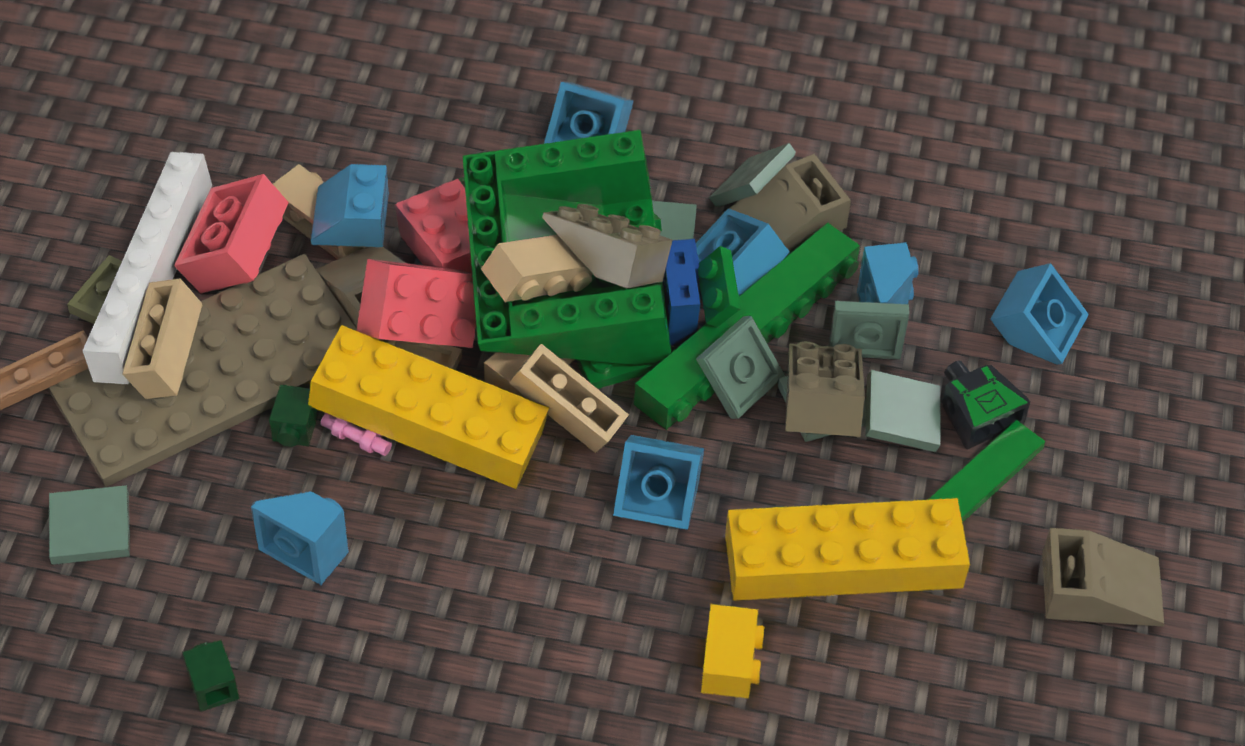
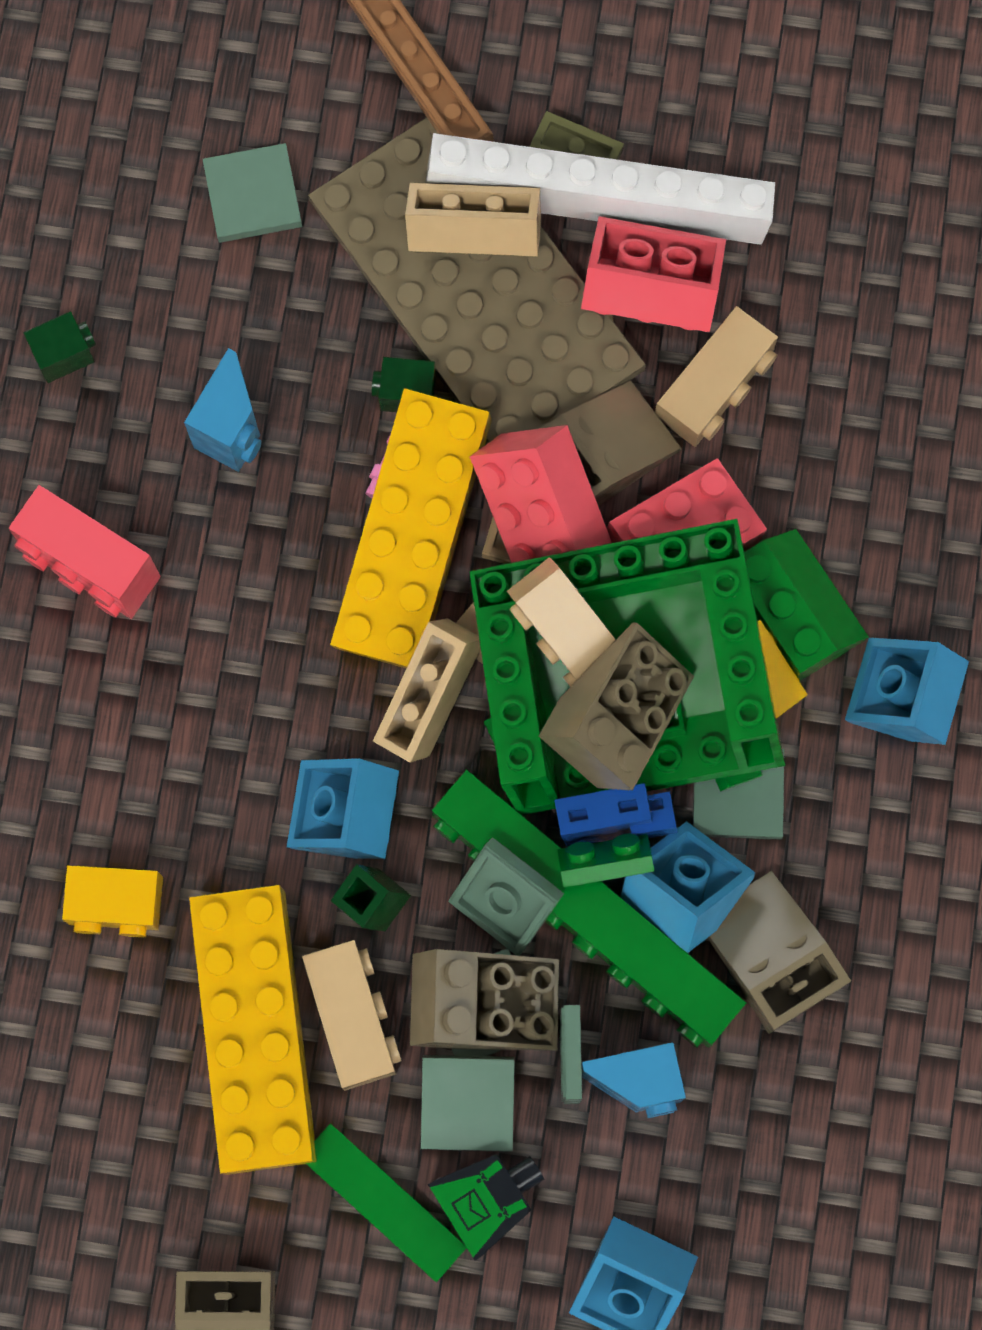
camera: 90 degrees right, 25 degrees up
(352, 207) = (695, 407): dark azure slope -> none
(416, 649) = (83, 553): none -> coral brick
(738, 456) = (370, 898): none -> dark green brick
(753, 175) = (823, 904): sand green tile -> none
(835, 479) = (351, 1014): none -> tan brick

